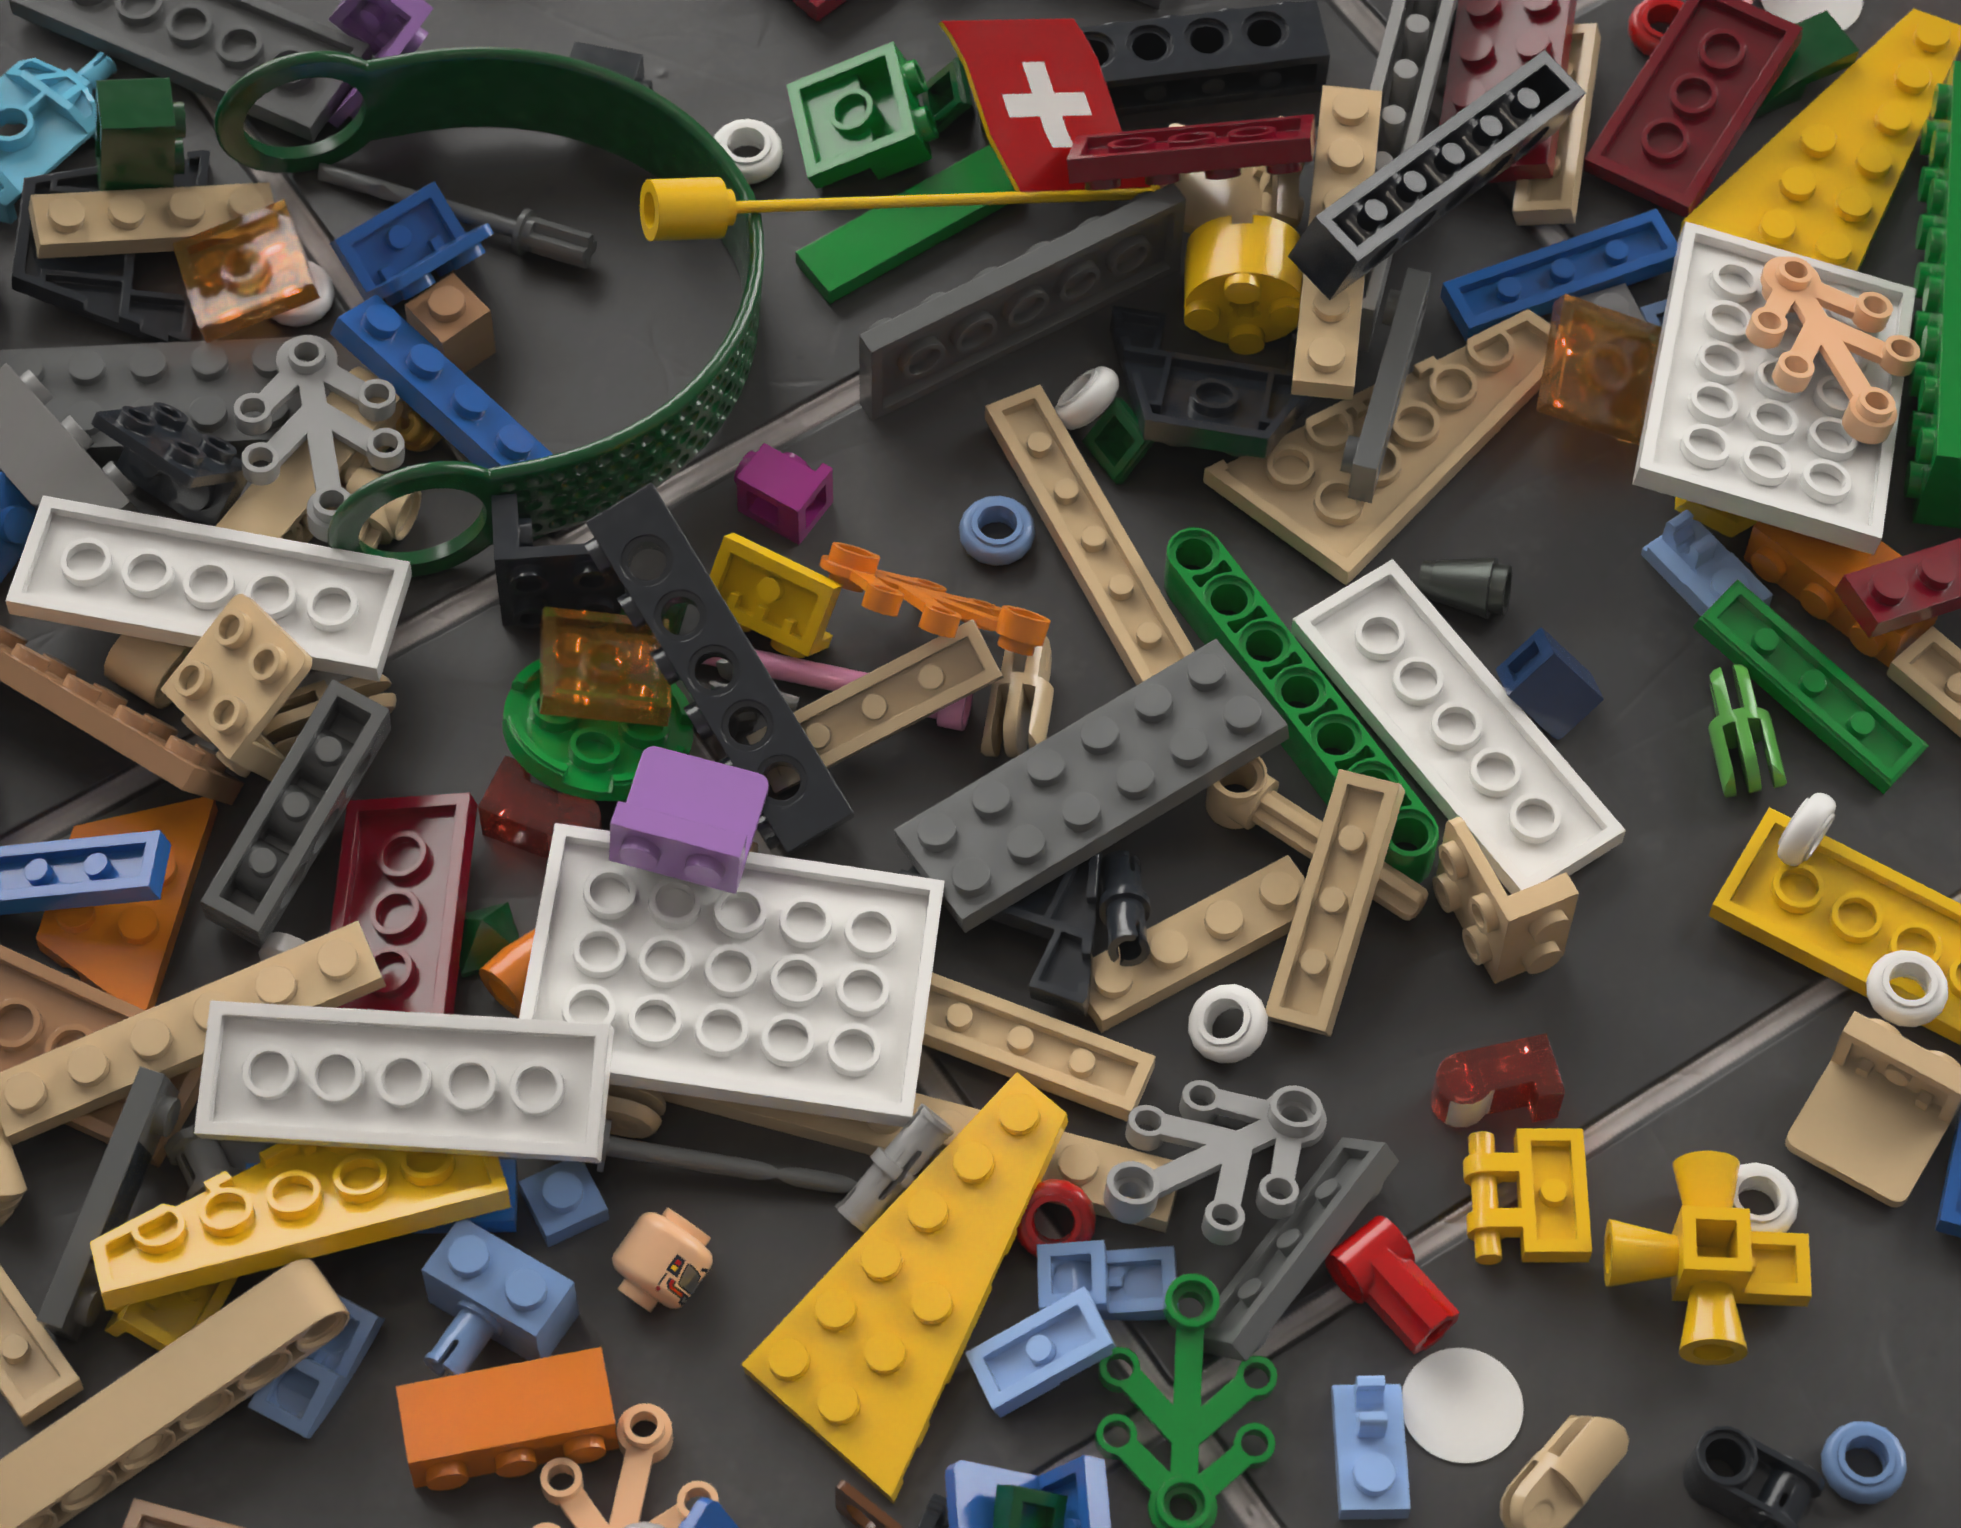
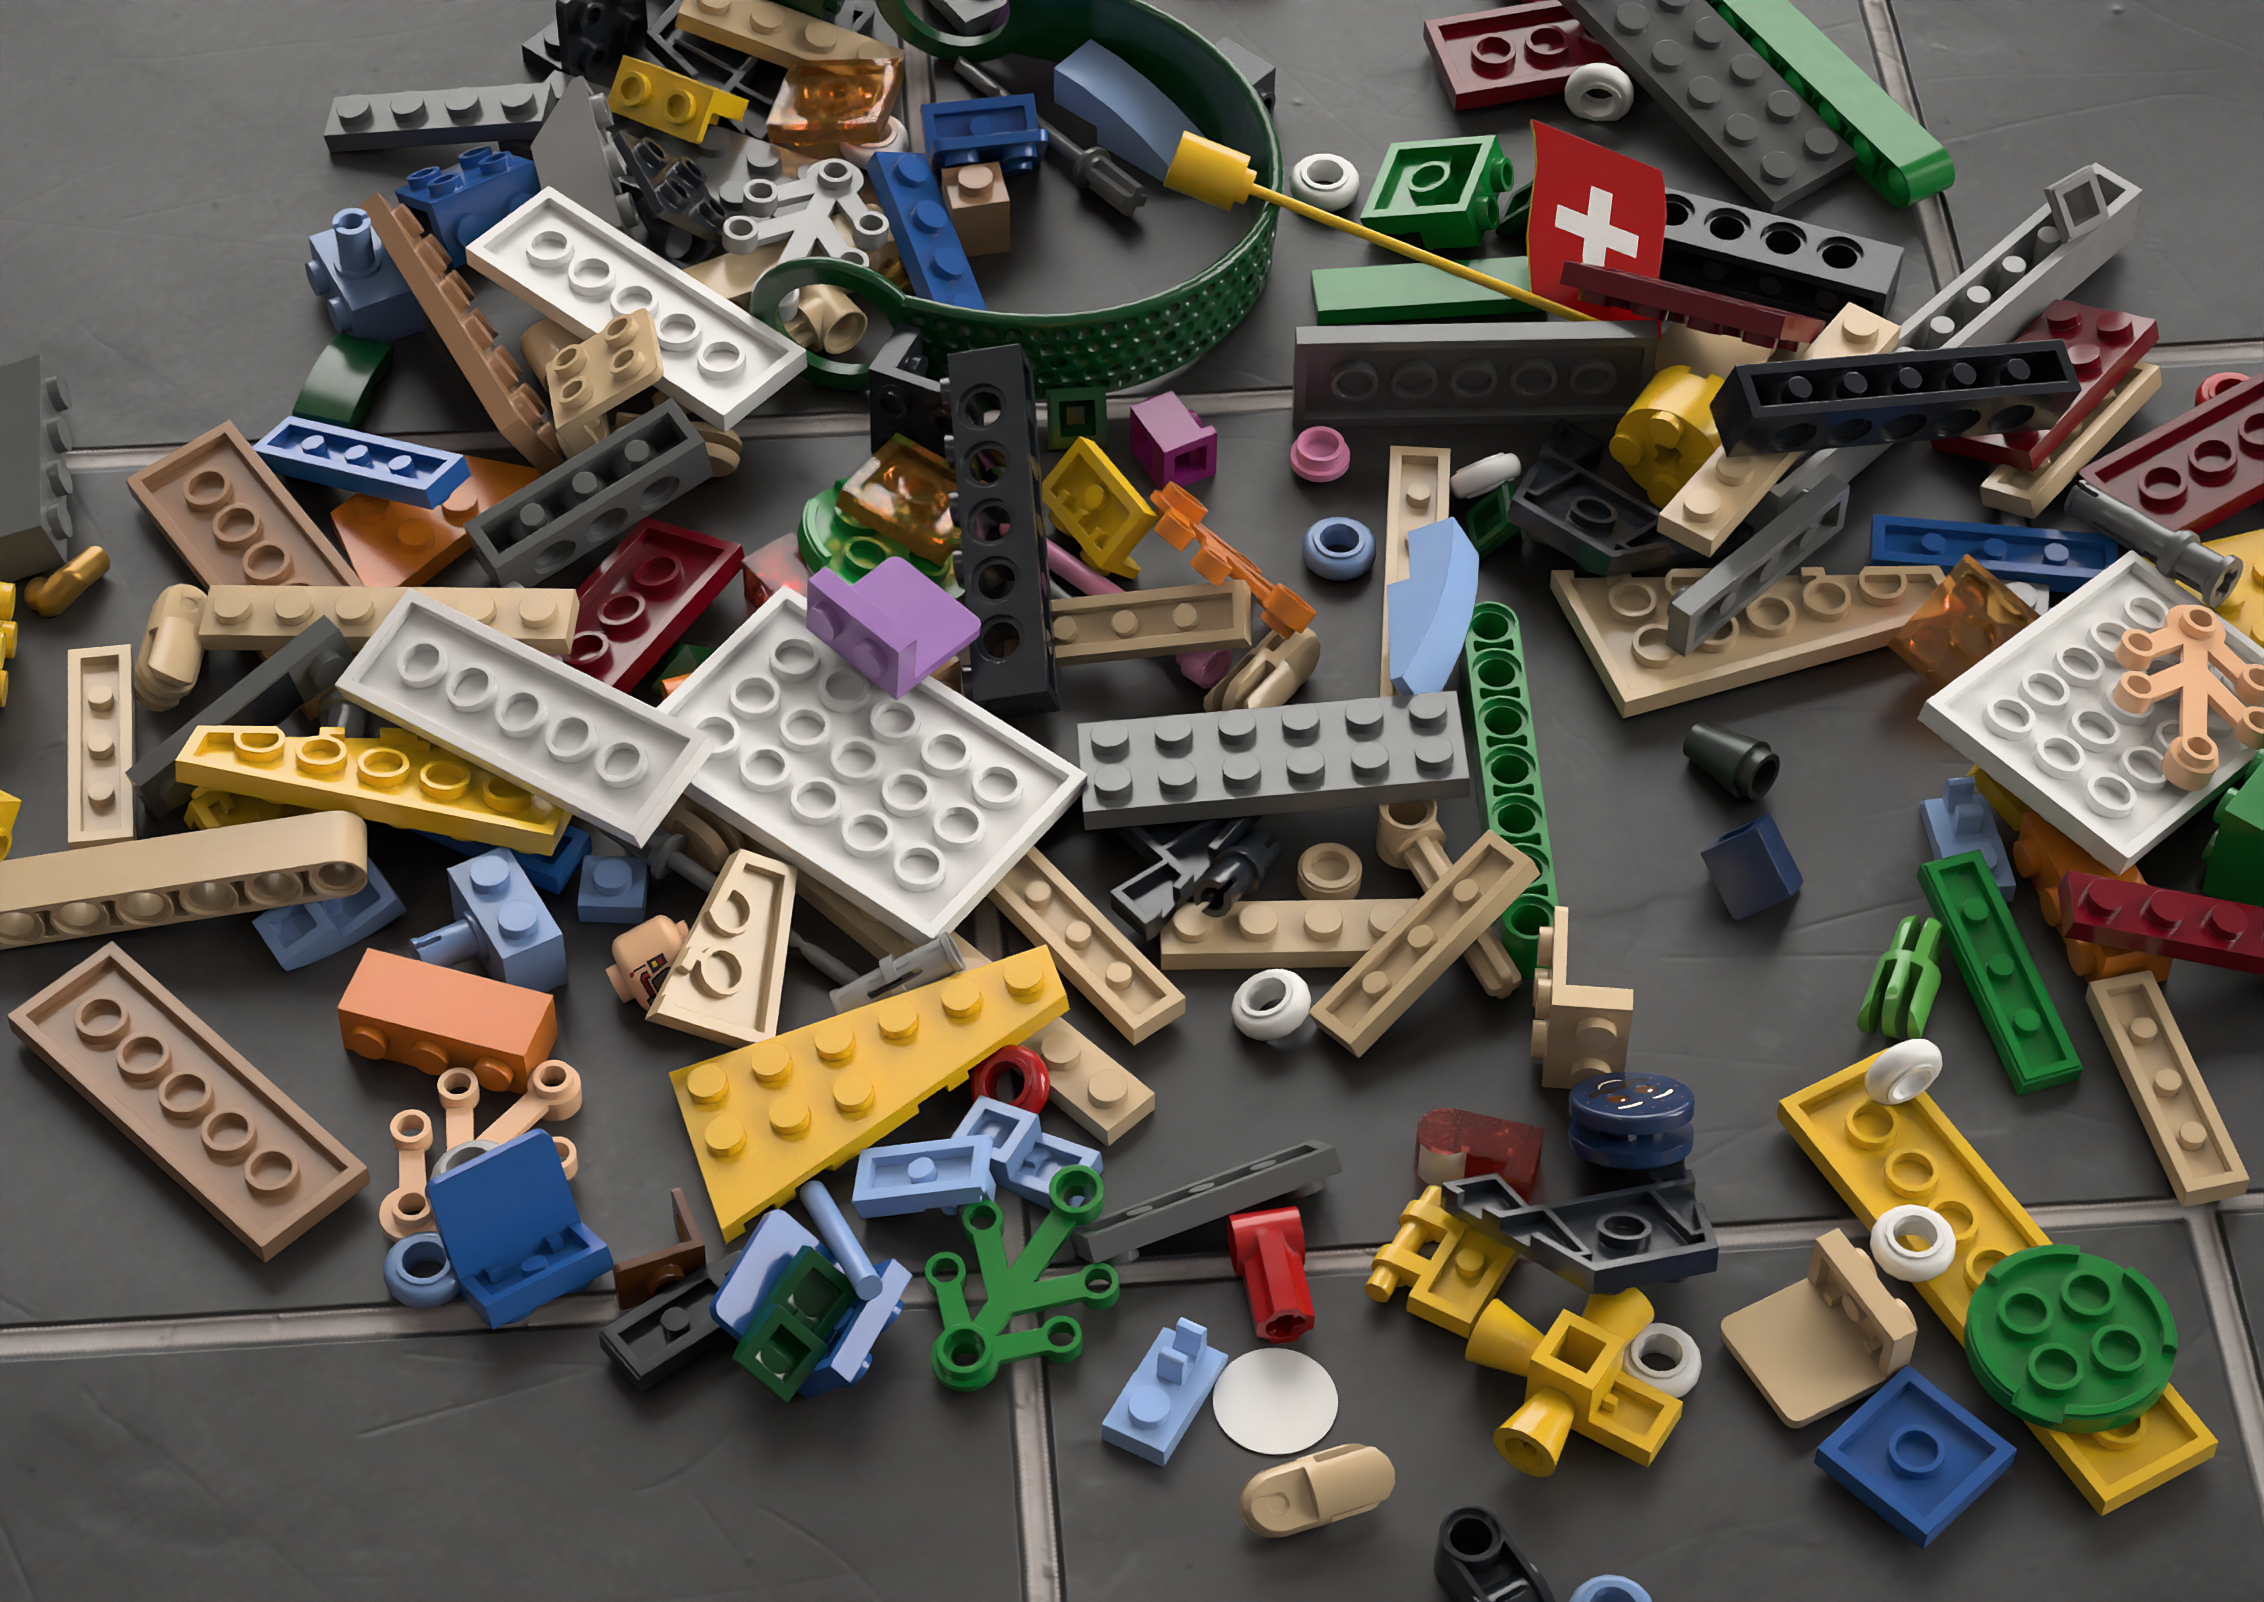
camera: 30 degrees right, 10 degrees down
(87, 341) = (670, 100): none -> yellow bracket
(533, 161) = (1123, 105): none -> light blue slope
(688, 500) = (1076, 414): none -> dark green slope
(737, 1221) = (734, 957): none -> tan wing
(922, 442) = (1320, 454): none -> bright pink plate
(1015, 1456) = (841, 1240): none -> medium blue bar
(1143, 565) = (1432, 607): none -> light blue slope
(1191, 866) = (1329, 872): none -> tan tile
(1287, 1119) = (1264, 1101): light grey plant -> none
(1456, 729) = (1641, 867): white plate -> none
(1610, 987) = (1631, 1120): none -> dark blue head
(1672, 1119) = (1601, 1238): none -> black wing
(1724, 209) = (2174, 553): none -> dark grey pin

